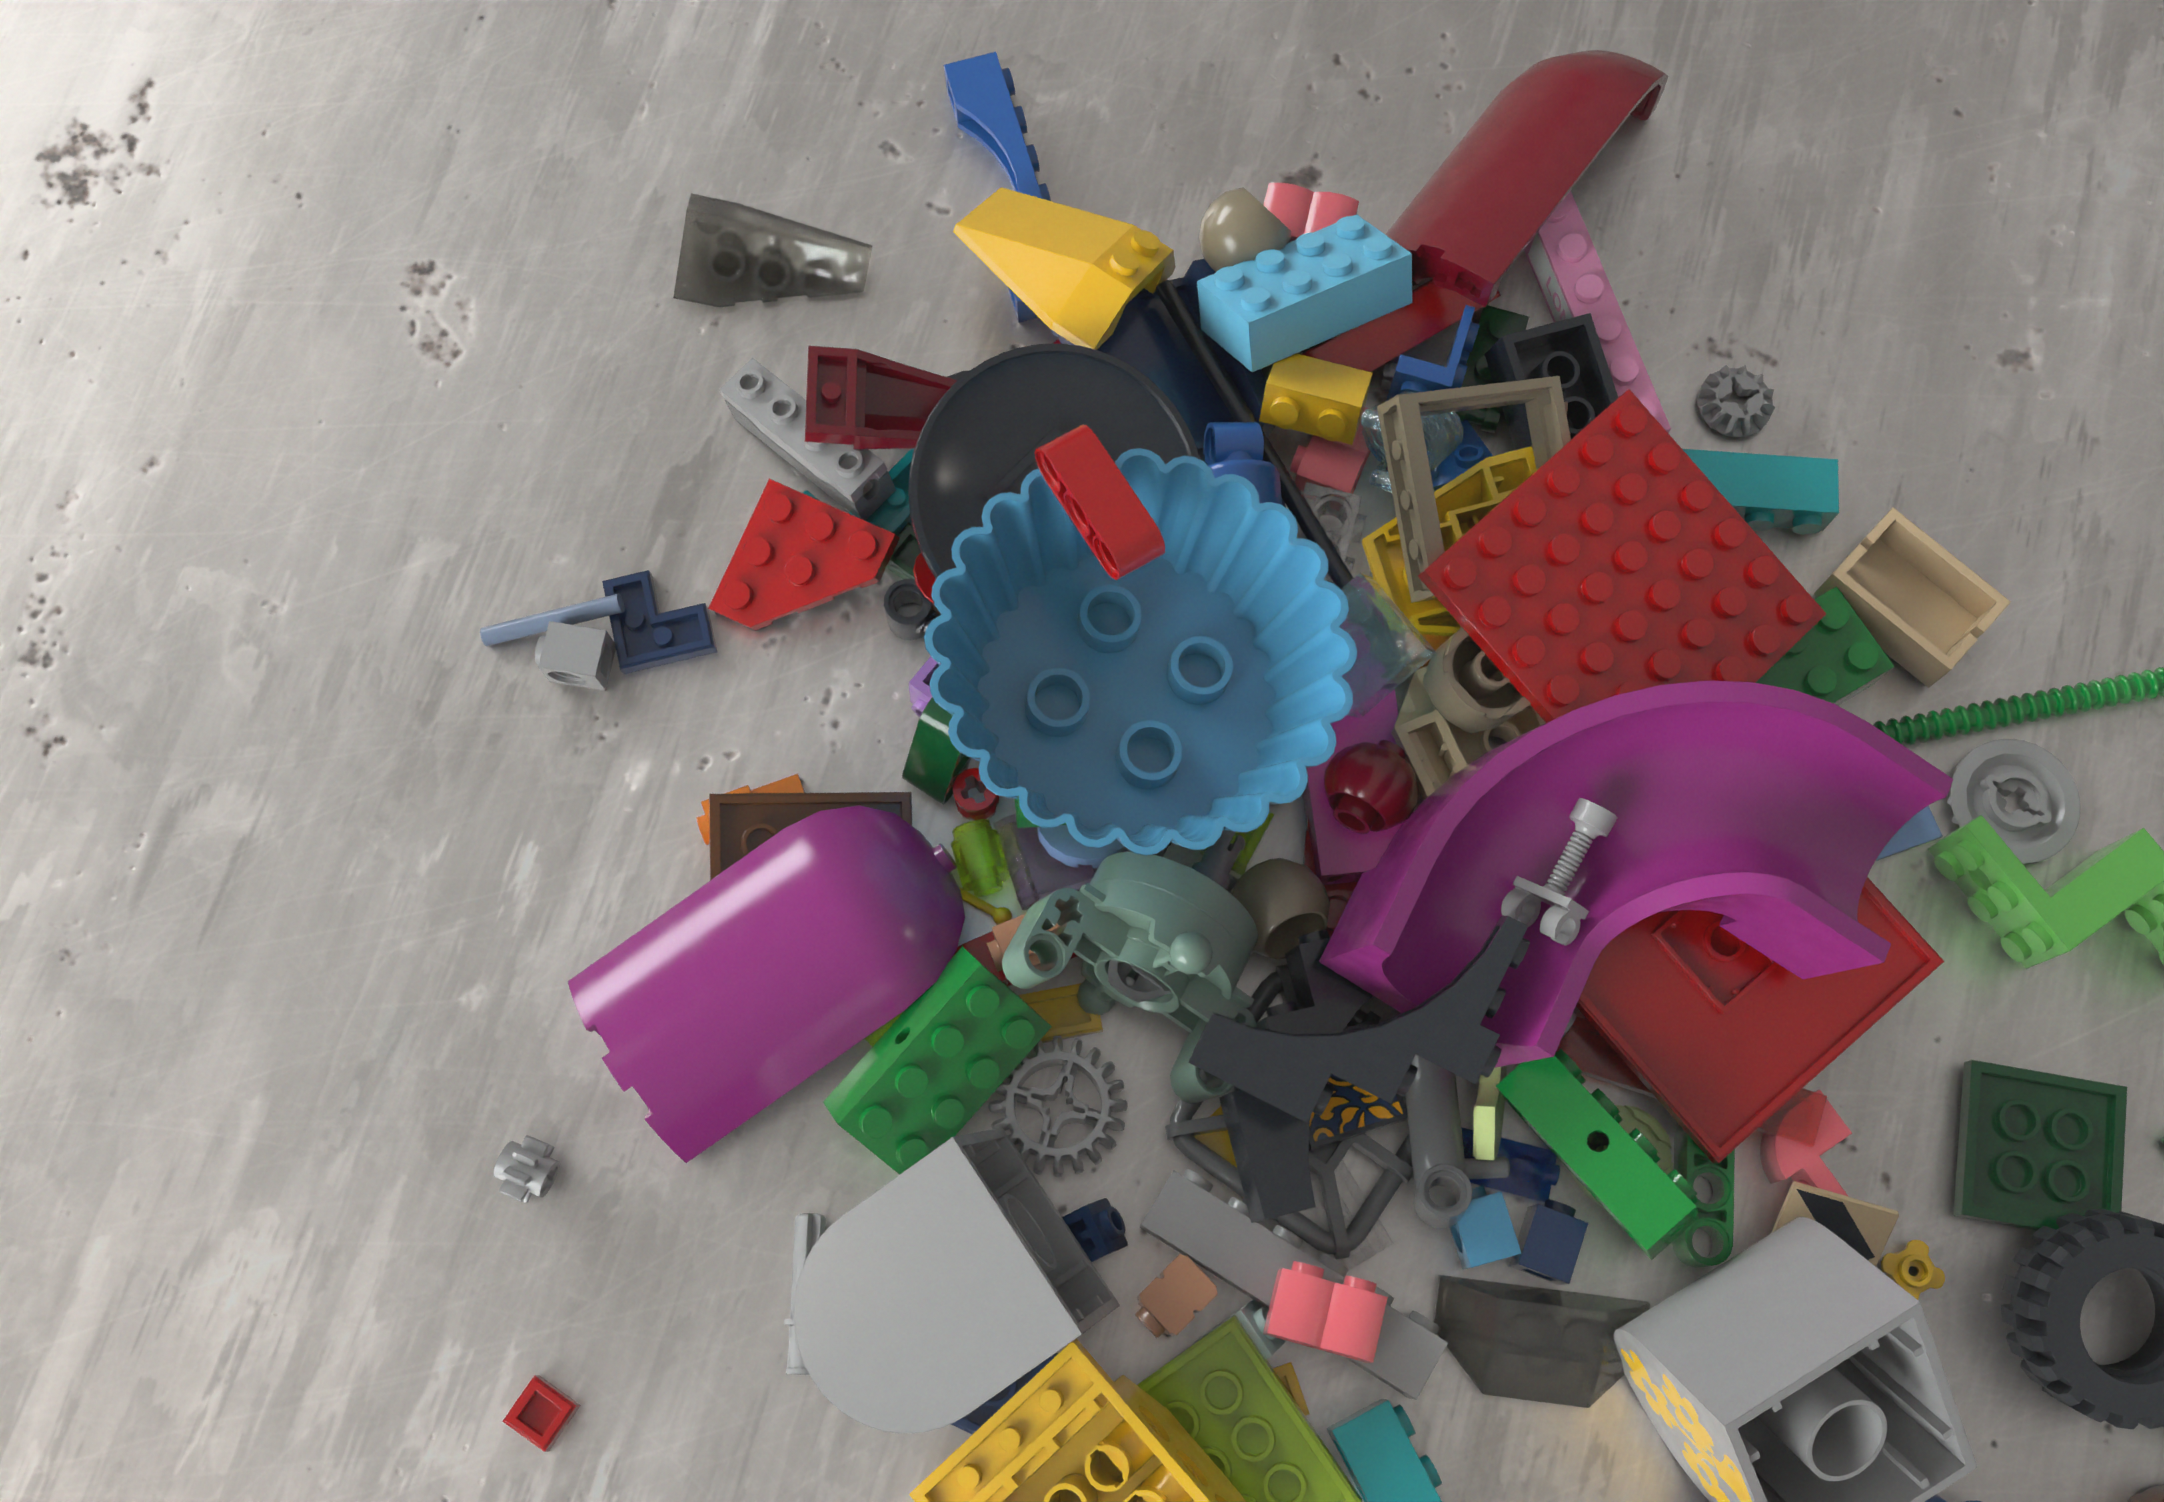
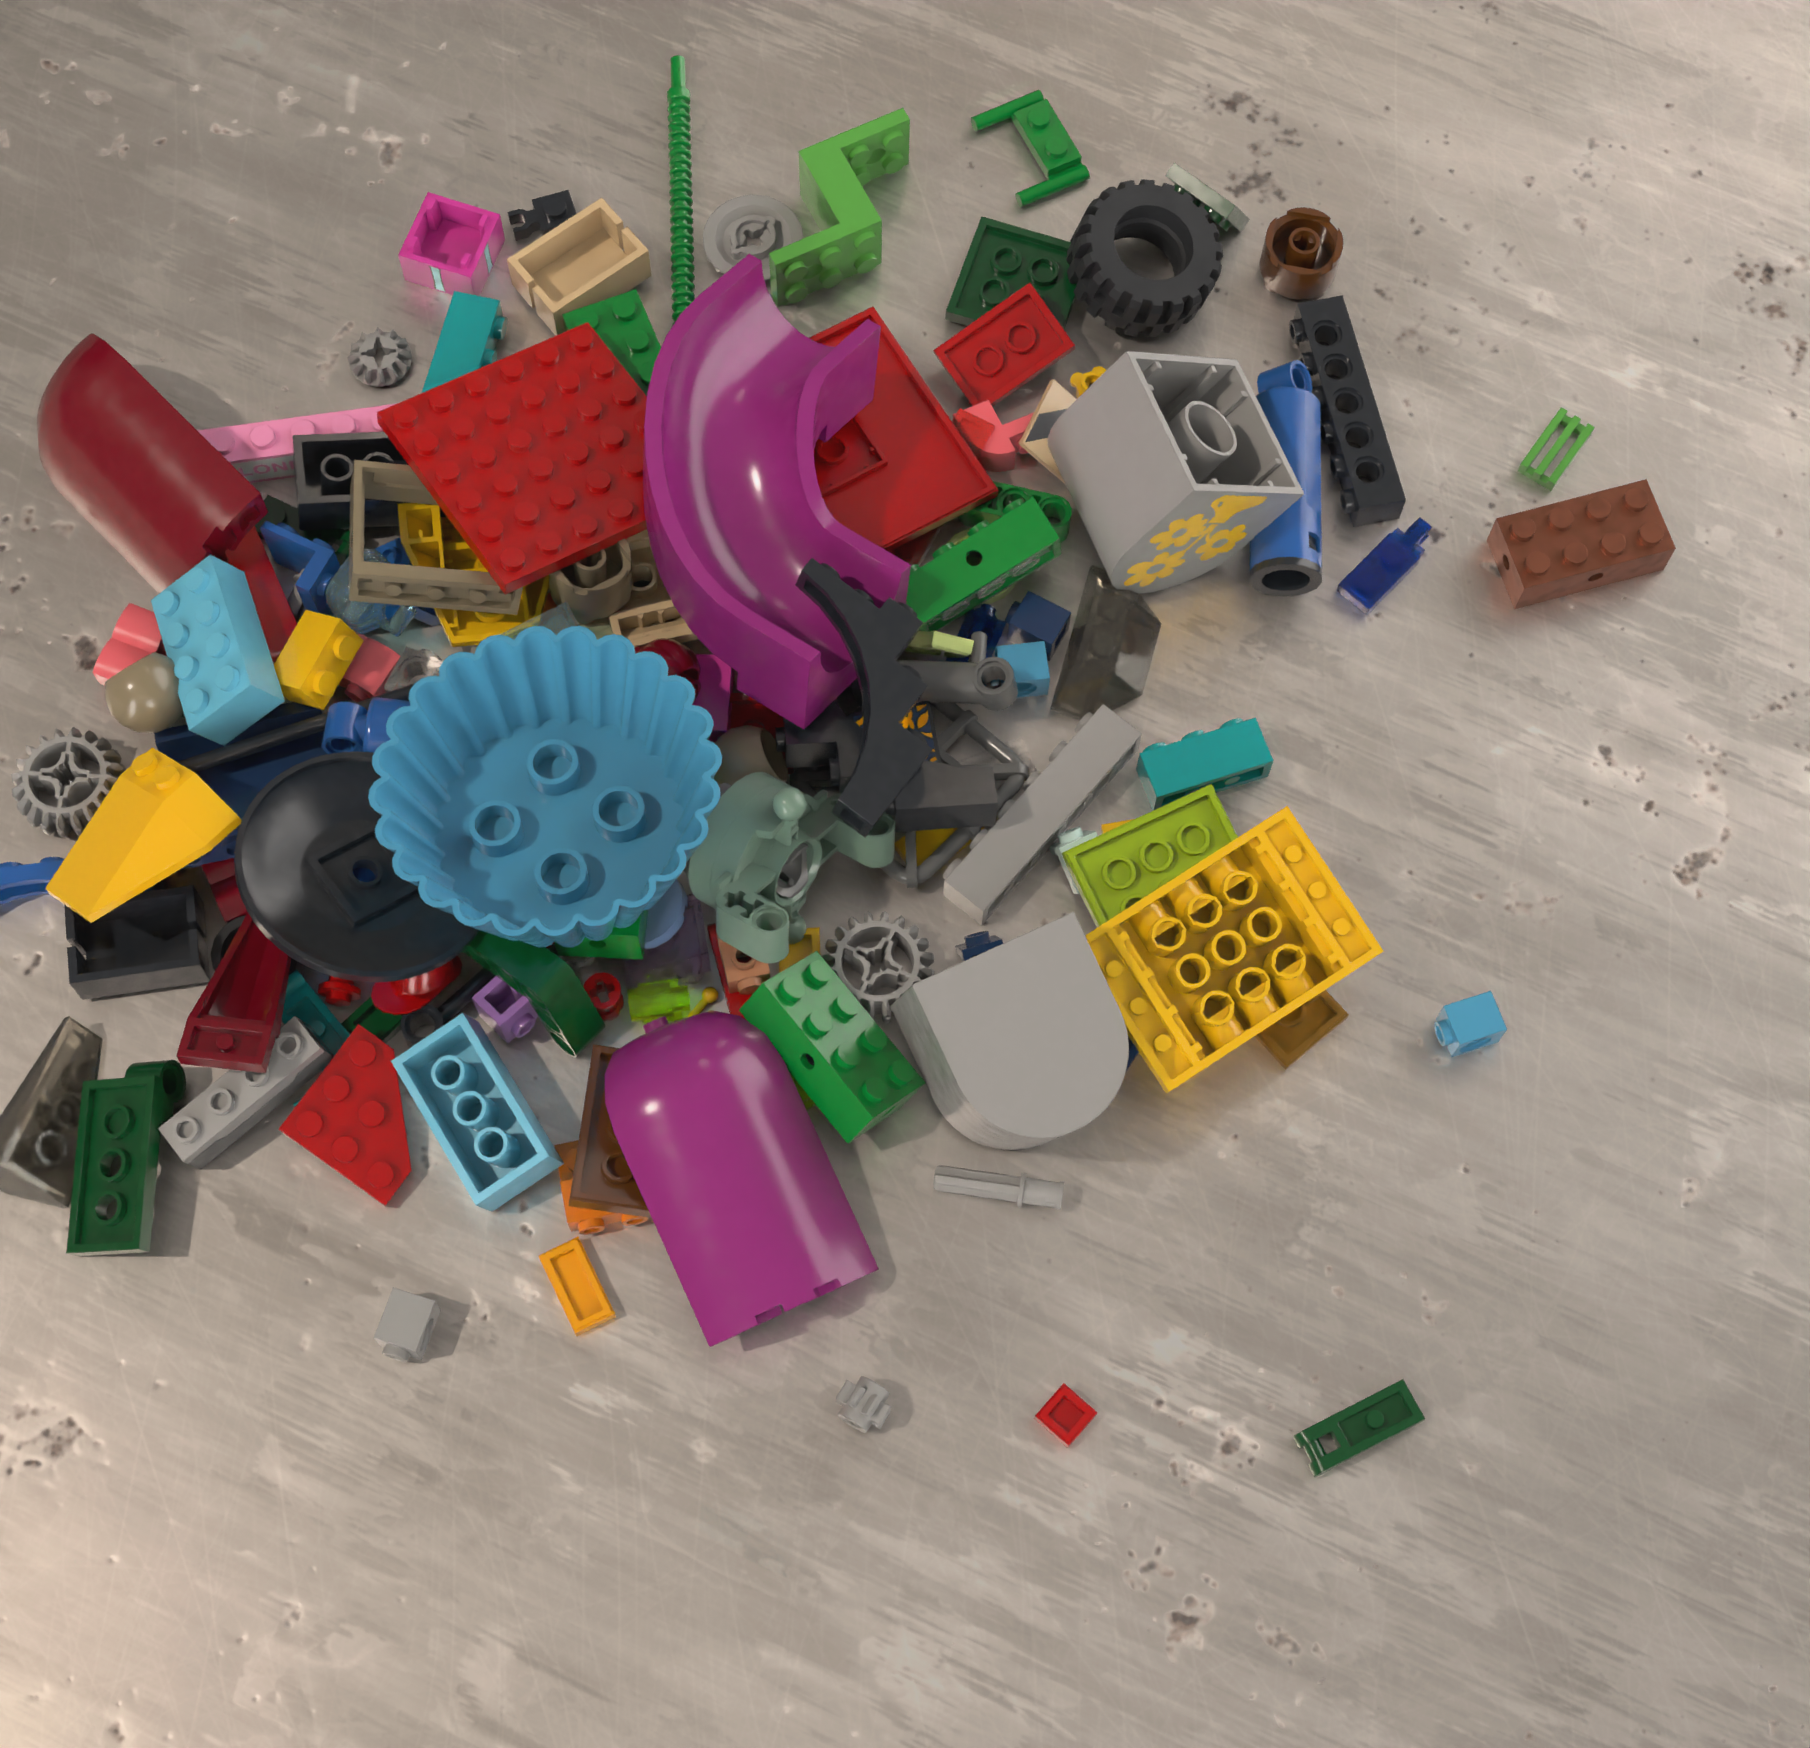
camera: 85 degrees left, 5 degrees down
(539, 622) = (366, 1345): sand blue bar -> none
(642, 828) = (577, 1286): none -> light orange tile
(653, 638) = (398, 1263): dark blue tile -> none
(755, 321) = (120, 1120): none -> dark green hinge
(814, 680) = (477, 1112): none -> medium azure brick
(959, 301) = (139, 945): none -> black piece
(1100, 501) = (419, 785): red beam -> none
(1163, 177) = (55, 765): none -> light grey gear
(1172, 1299) = (1041, 890): nougat brick -> none
(1326, 1314) = (1071, 781): coral brick -> none
(1563, 918) = (806, 539): light grey bar -> none
(1901, 448) = (451, 246): none -> dark pink container
(1934, 1145) = (1004, 348): none -> red plate
(1982, 553) = (546, 214): none -> black plate

